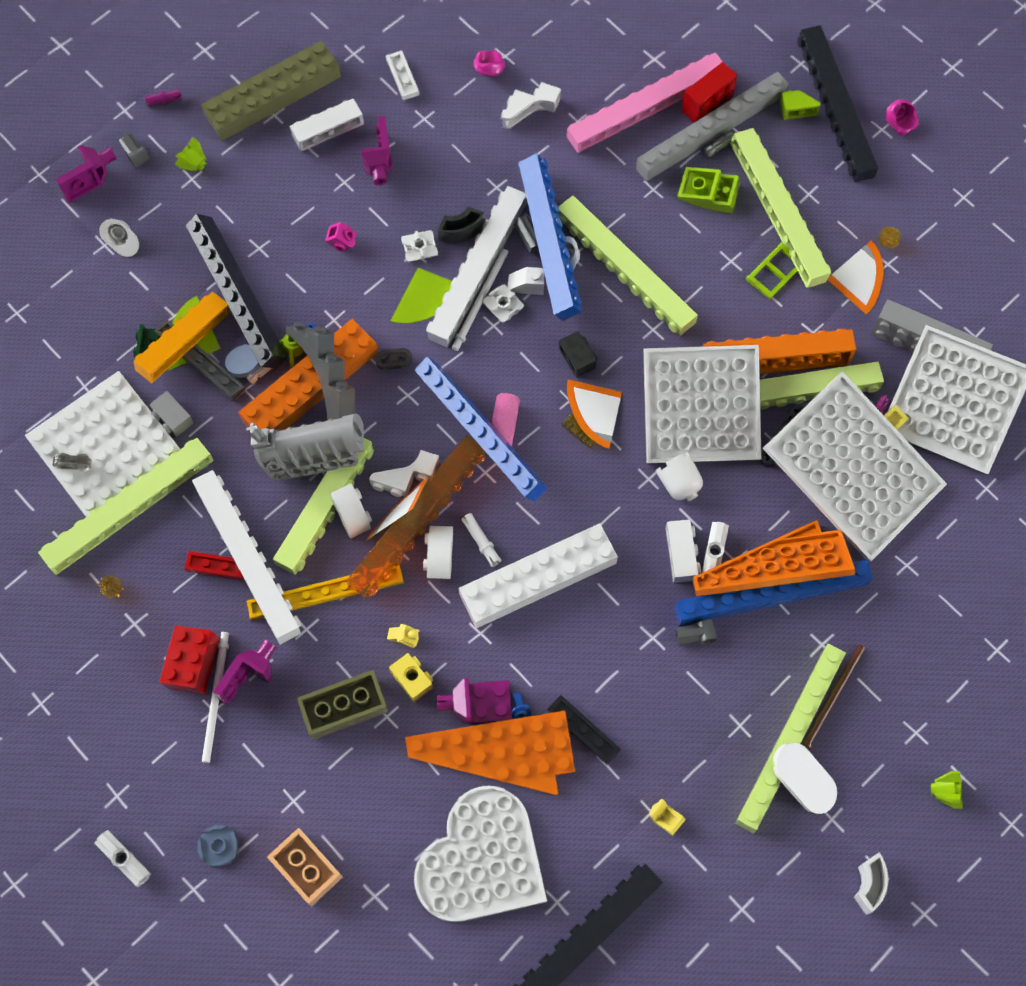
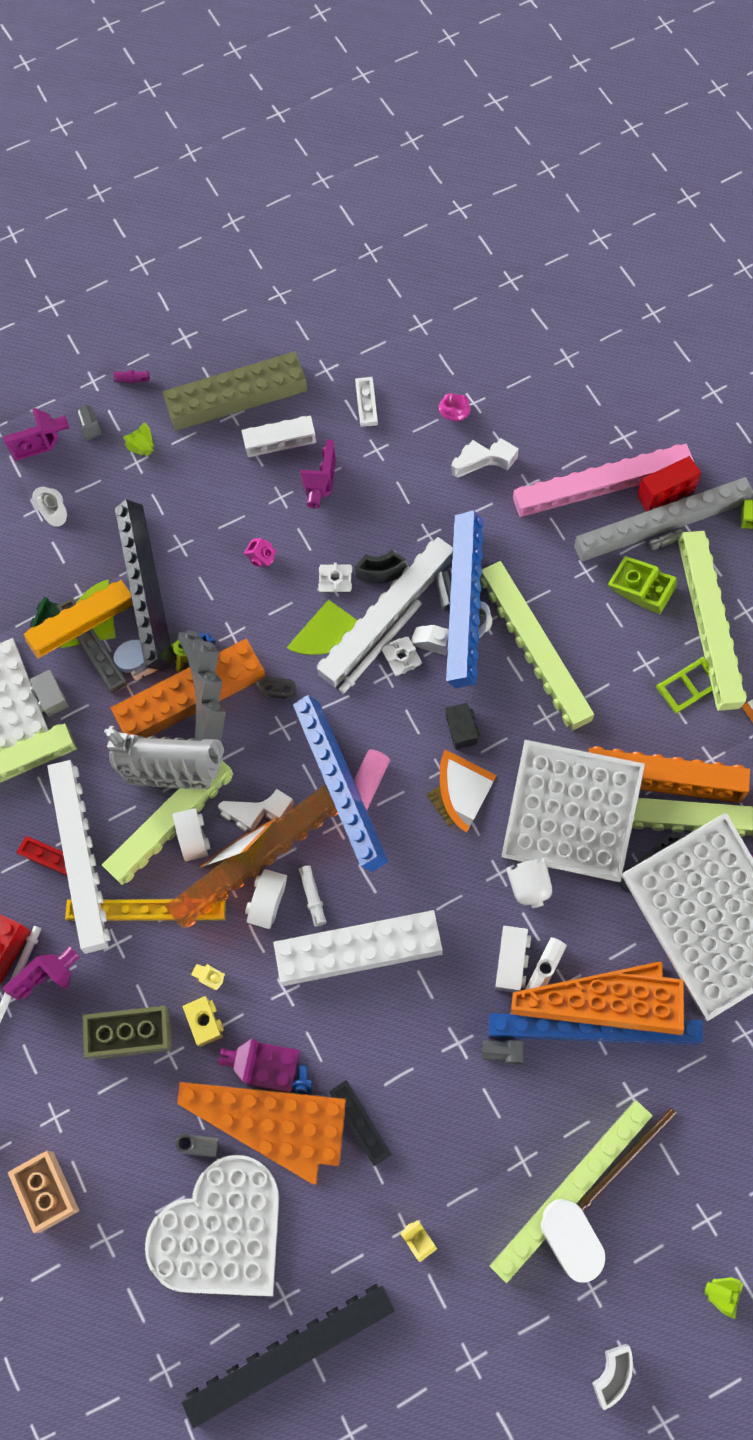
camera: 20 degrees right, 0 degrees up
(441, 788) = (199, 1145): none -> dark grey piece

